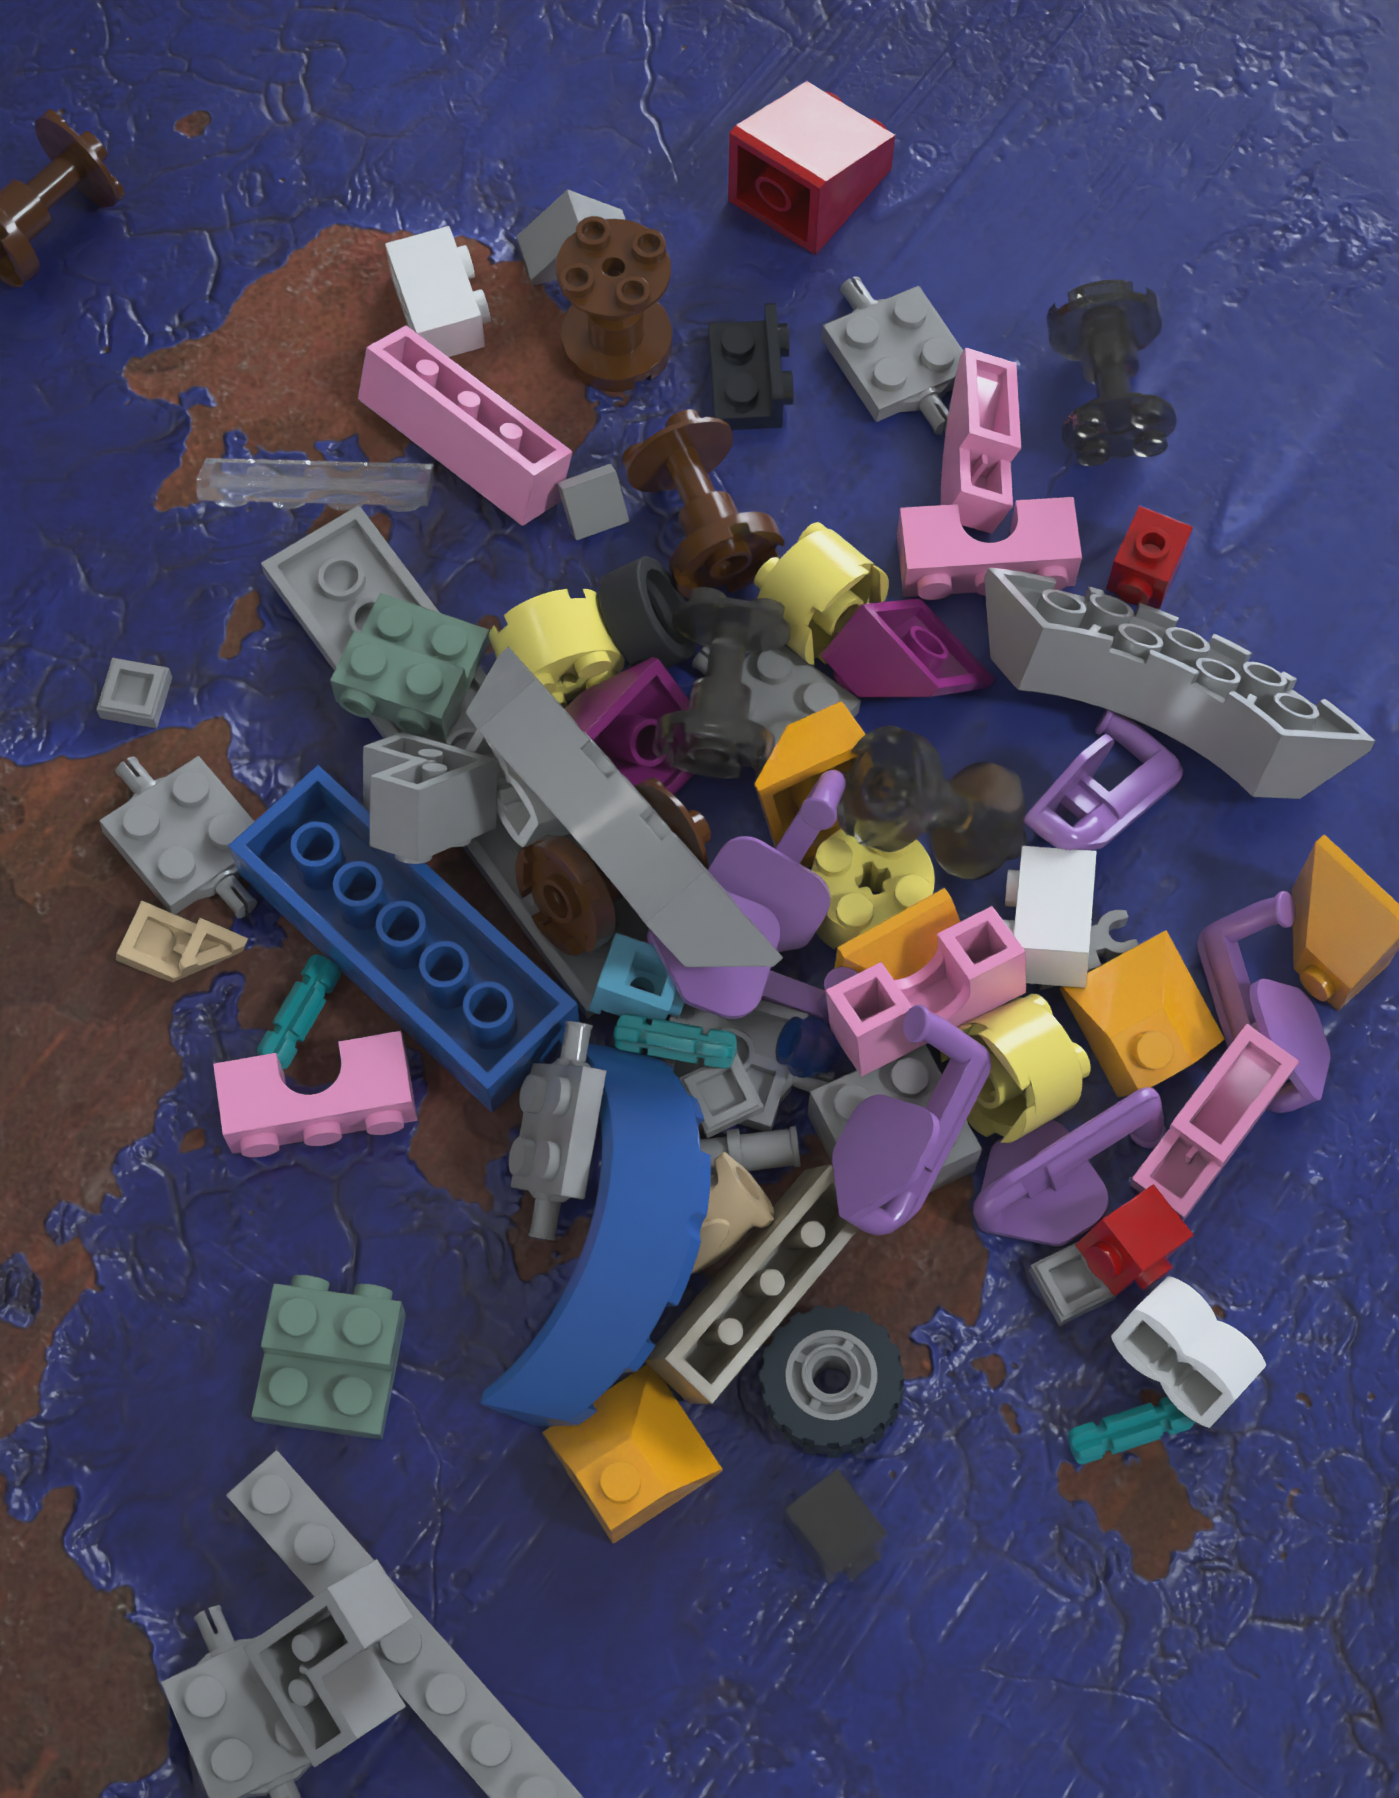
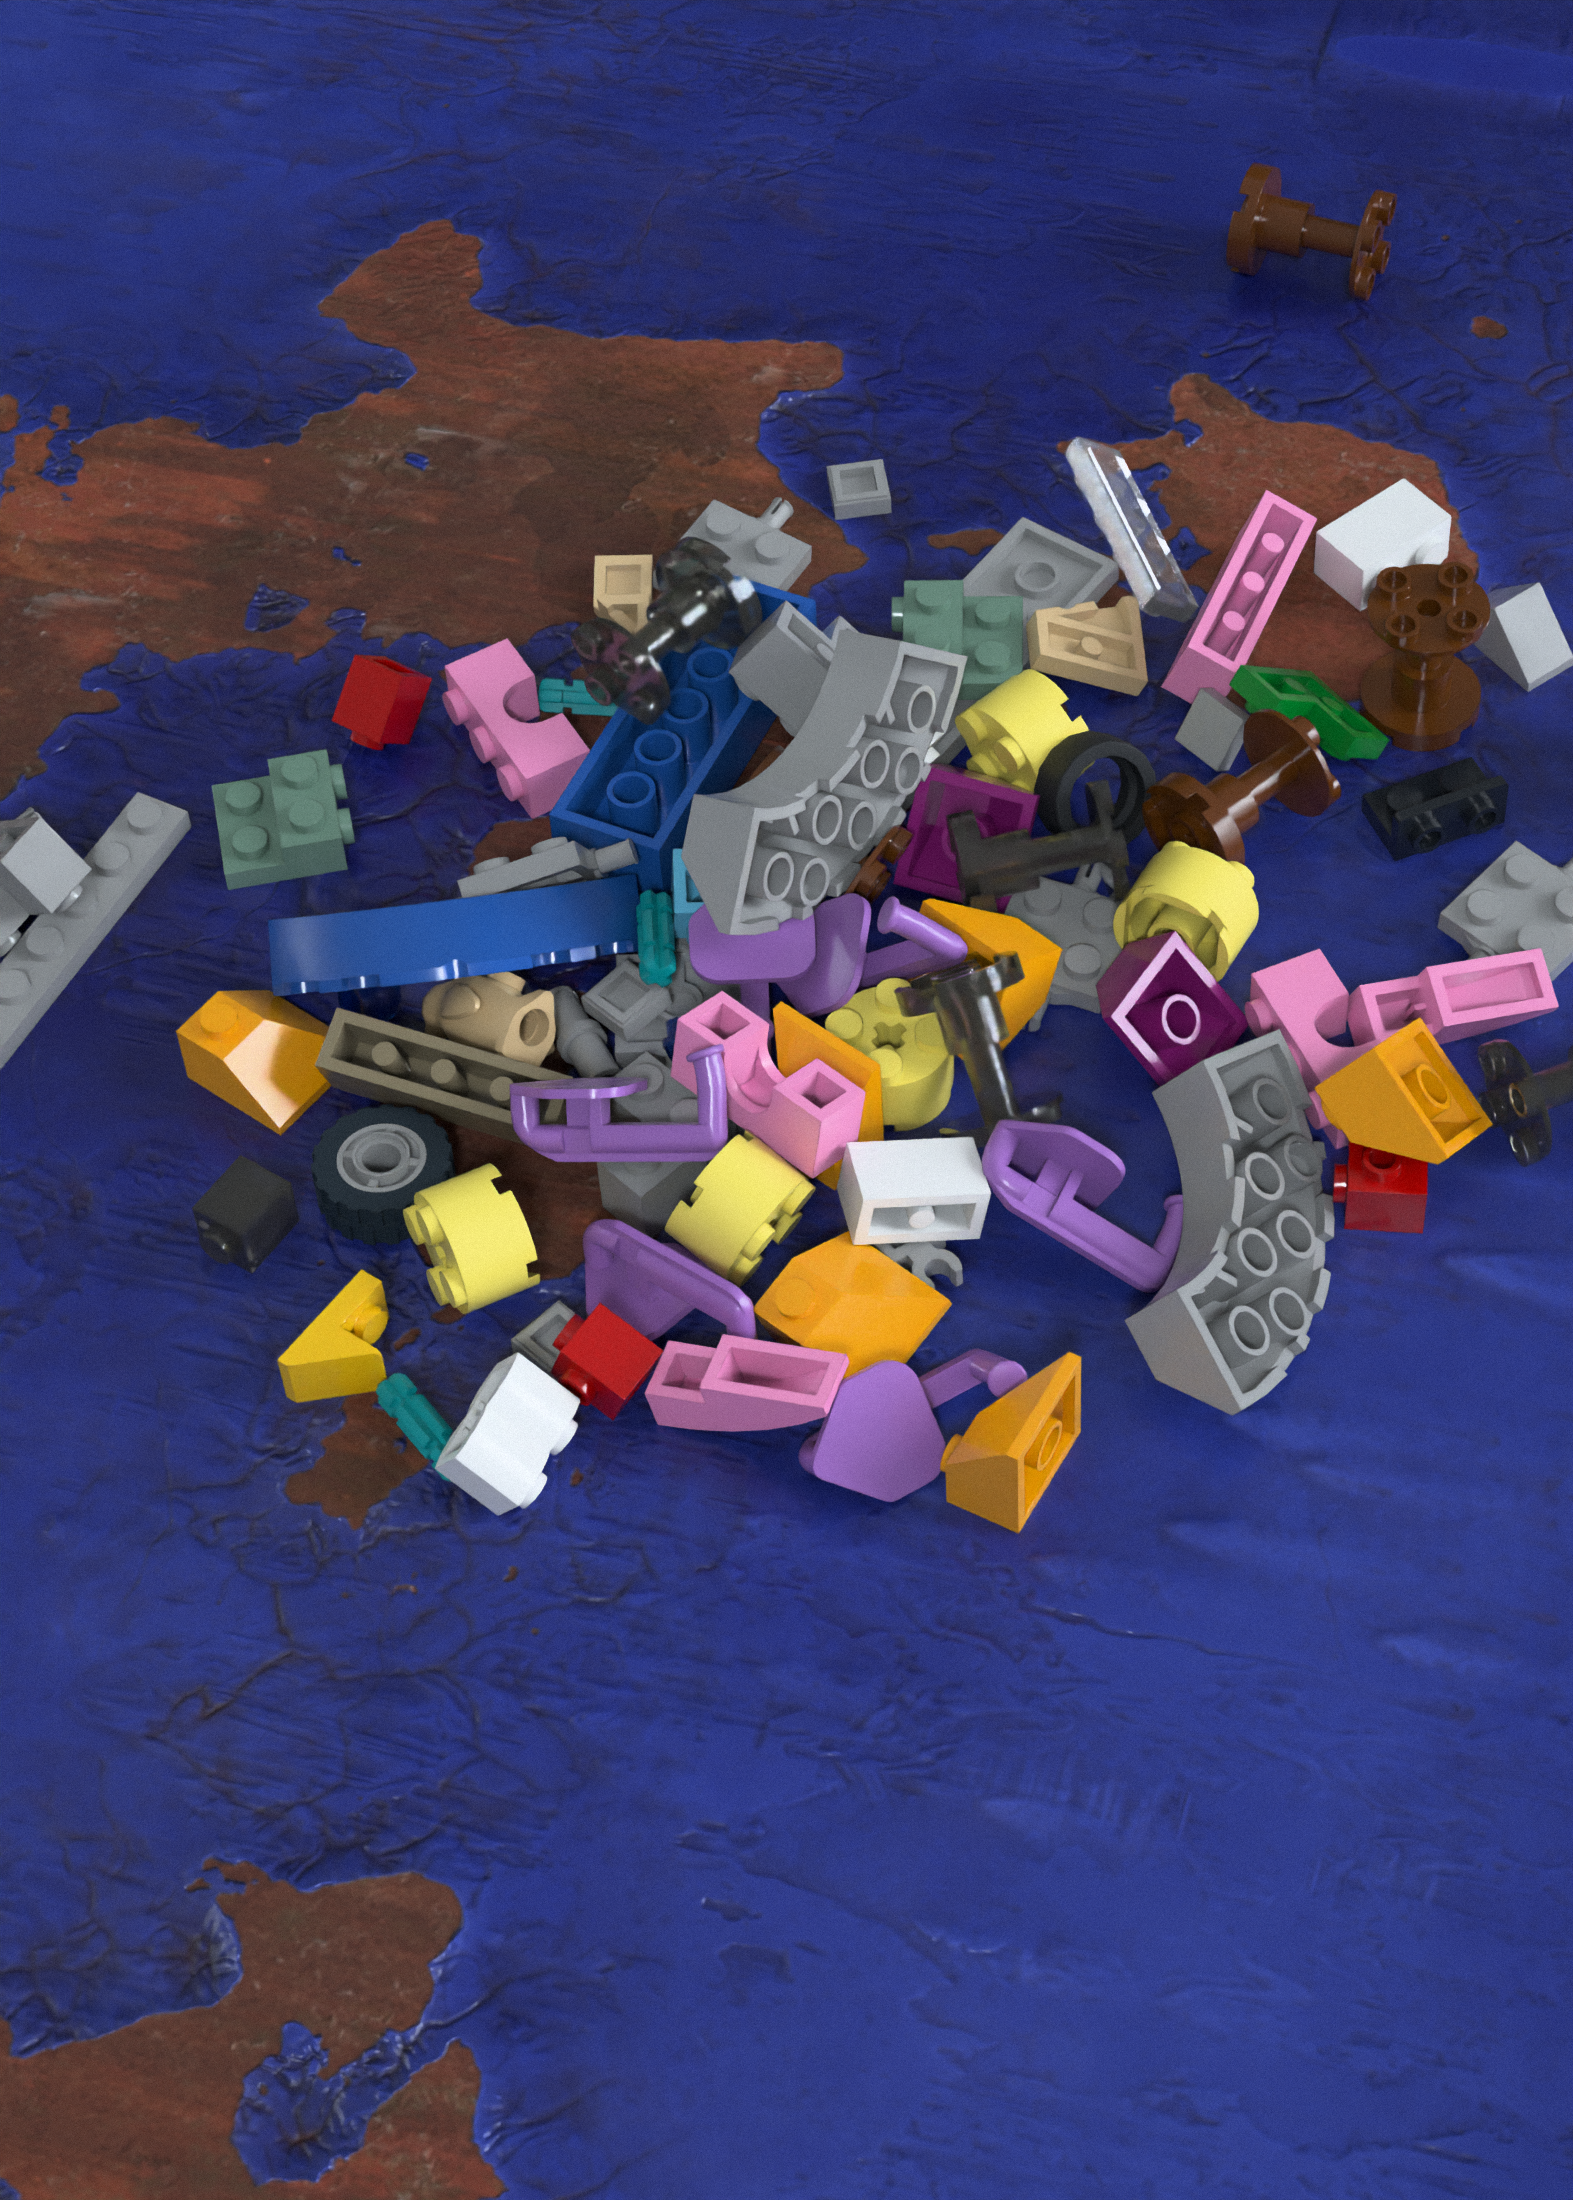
camera: 75 degrees right, 15 degrees down
(230, 1211) = (381, 701): none -> red brick
(318, 854) = (695, 605): none -> clear smoke piece
(450, 560) = (1090, 645): none -> tan wing
(602, 423) = (1300, 692): none -> green plate
(967, 1316) = (473, 1240): none -> light yellow brick
(1031, 1492) = (336, 1349): none -> yellow slope
(1105, 504) = (1404, 1099): none -> light orange slope

